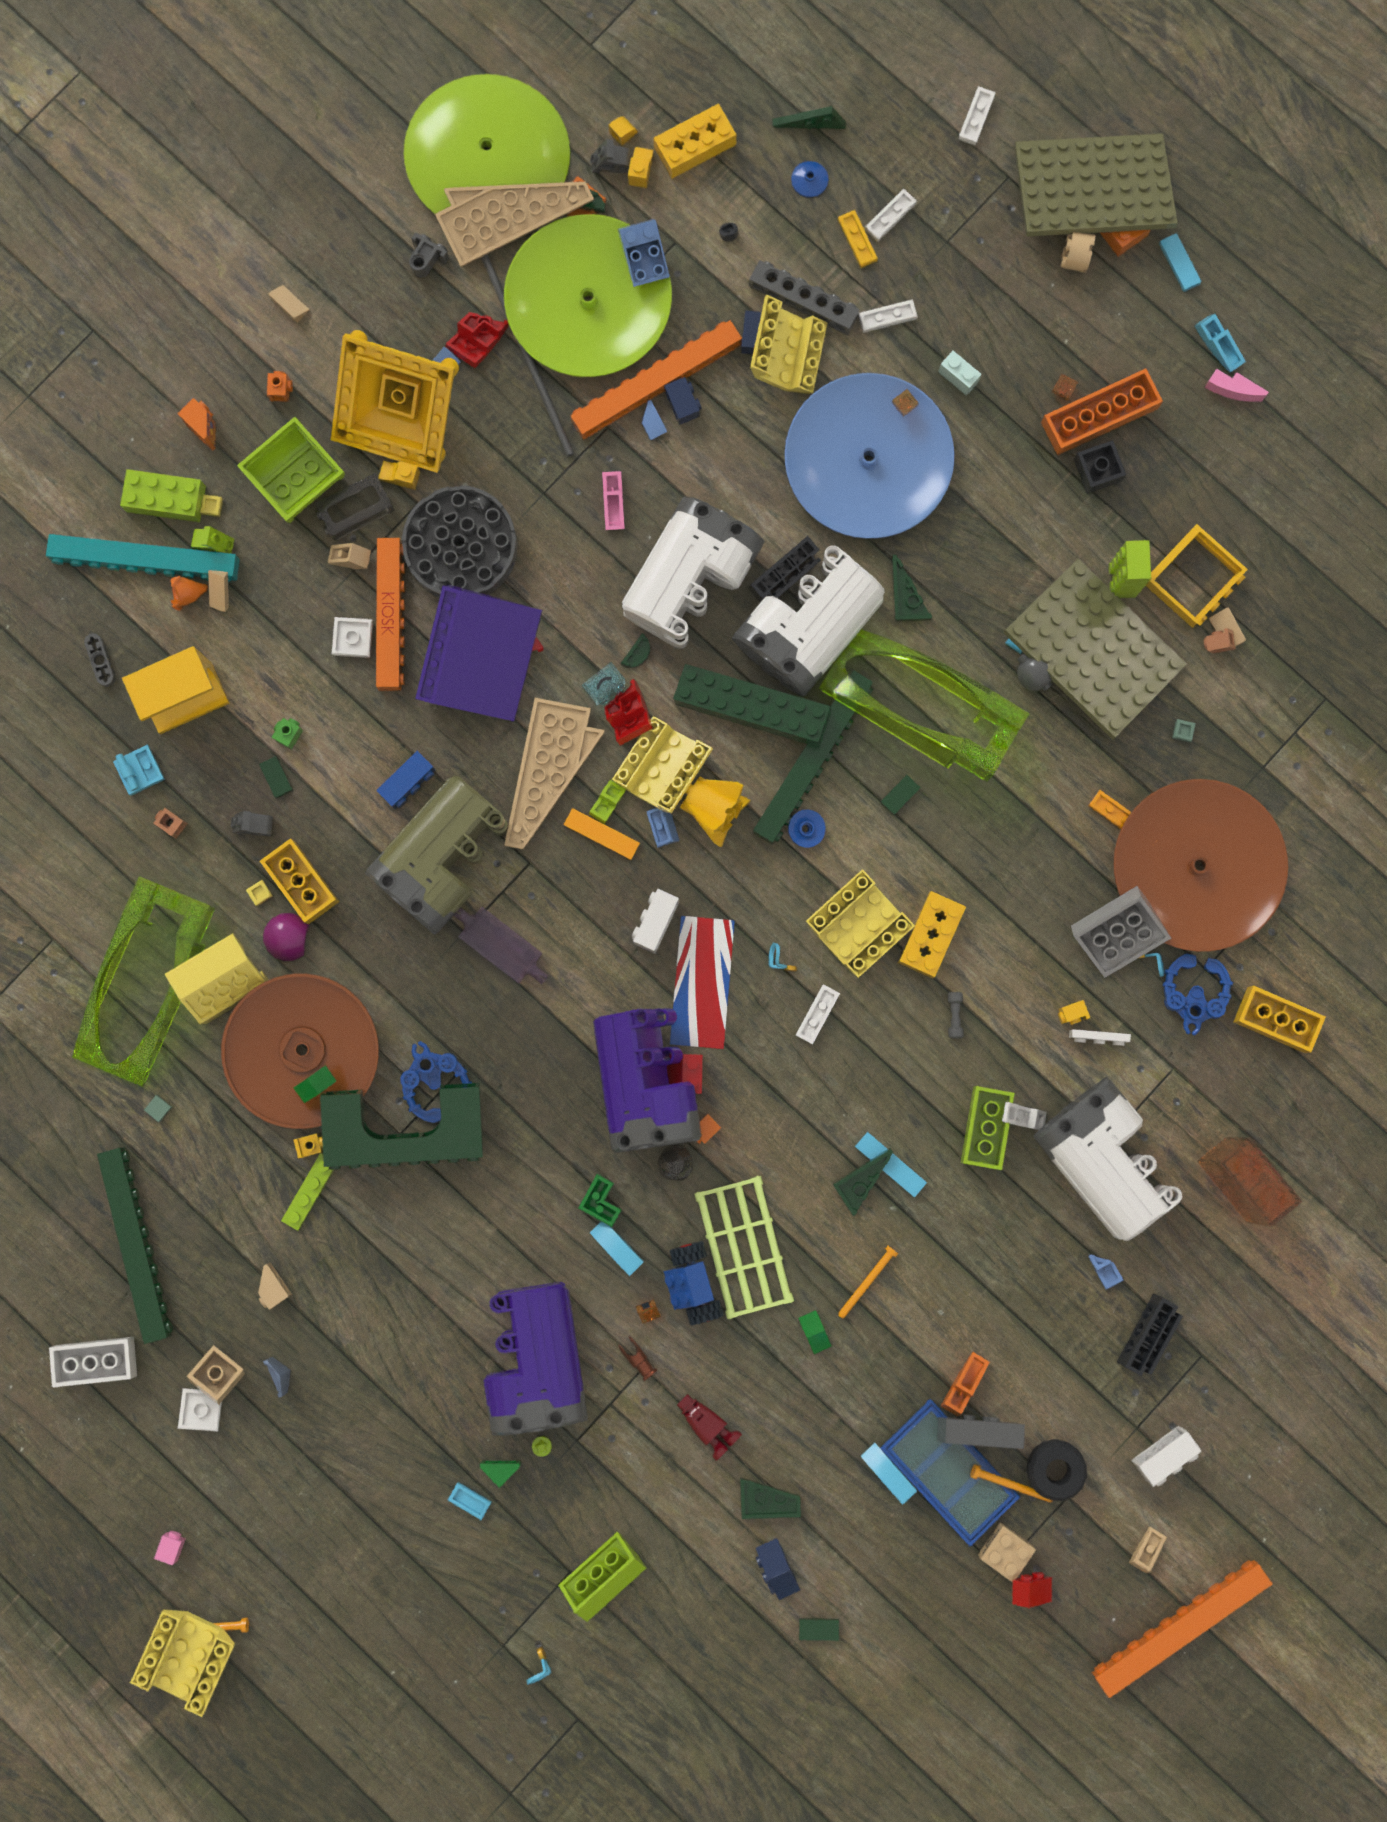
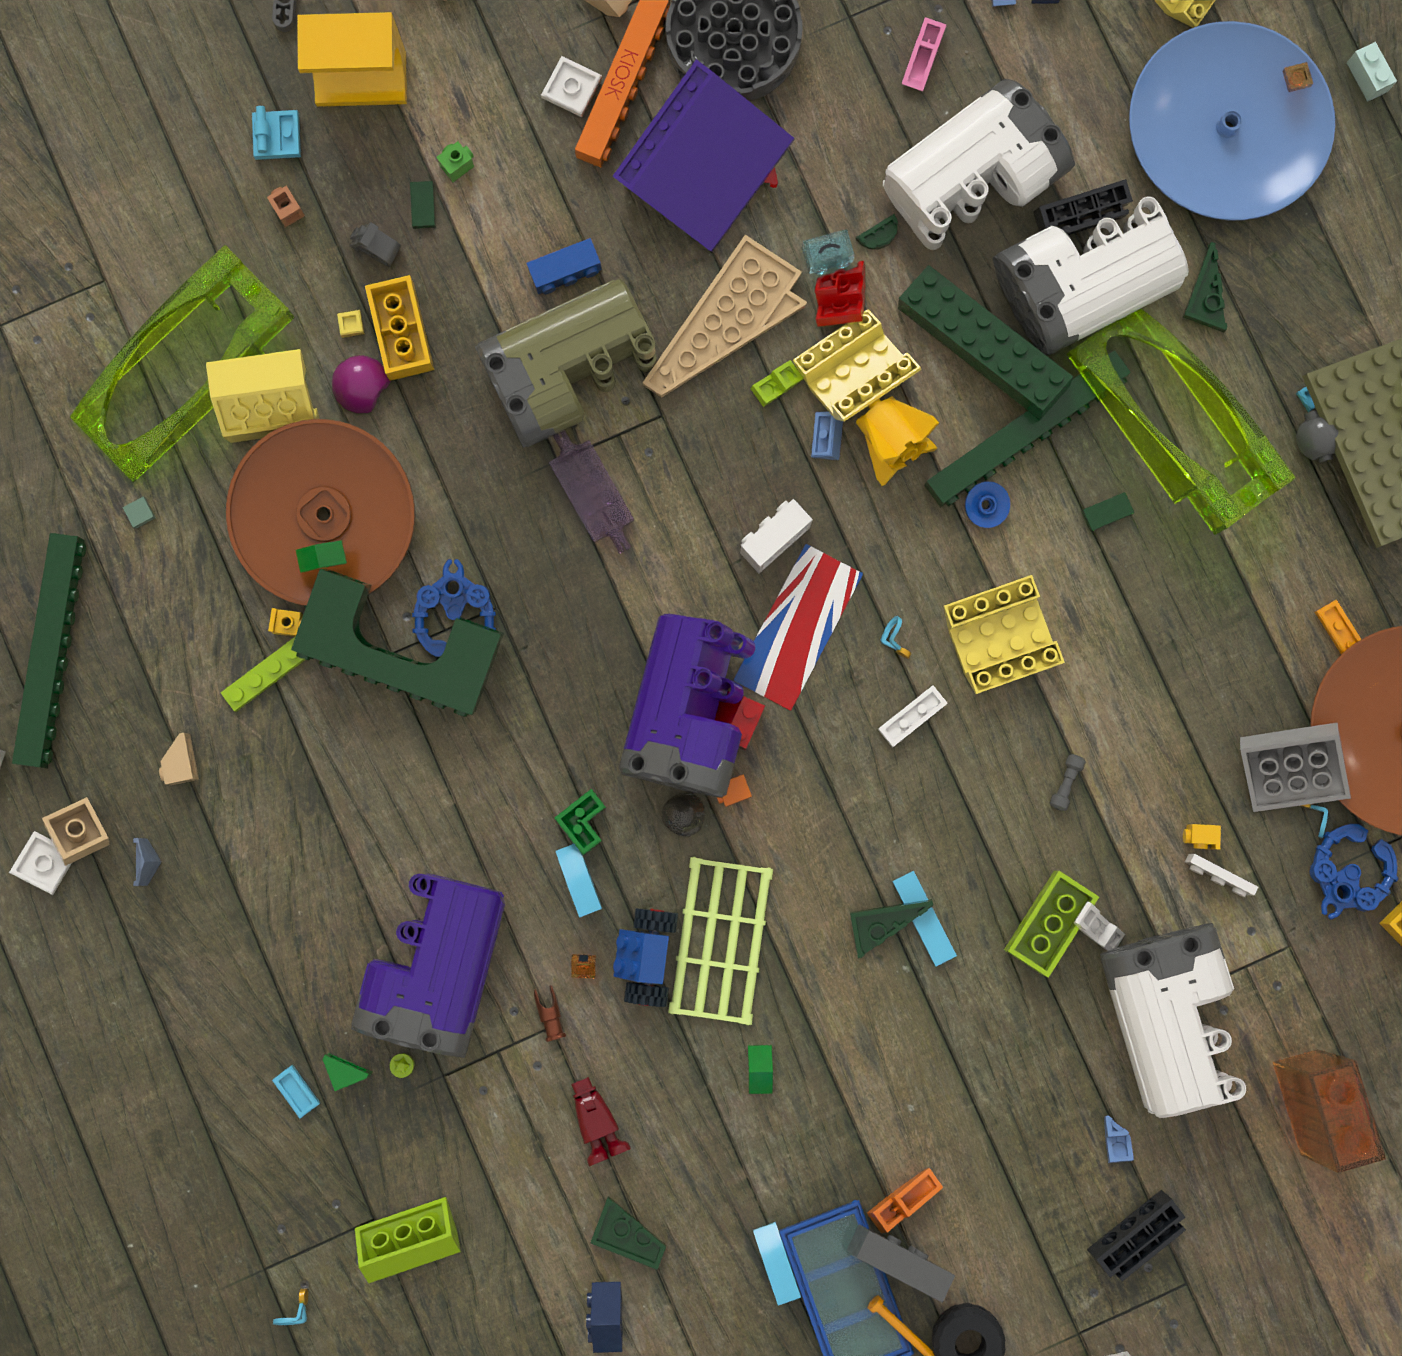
camera: 20 degrees right, 0 degrees up
(601, 834) = (755, 416): light orange tile -> none
(867, 1282) = (843, 1038): light orange bar -> none
(943, 930) = (1063, 680): yellow brick -> none

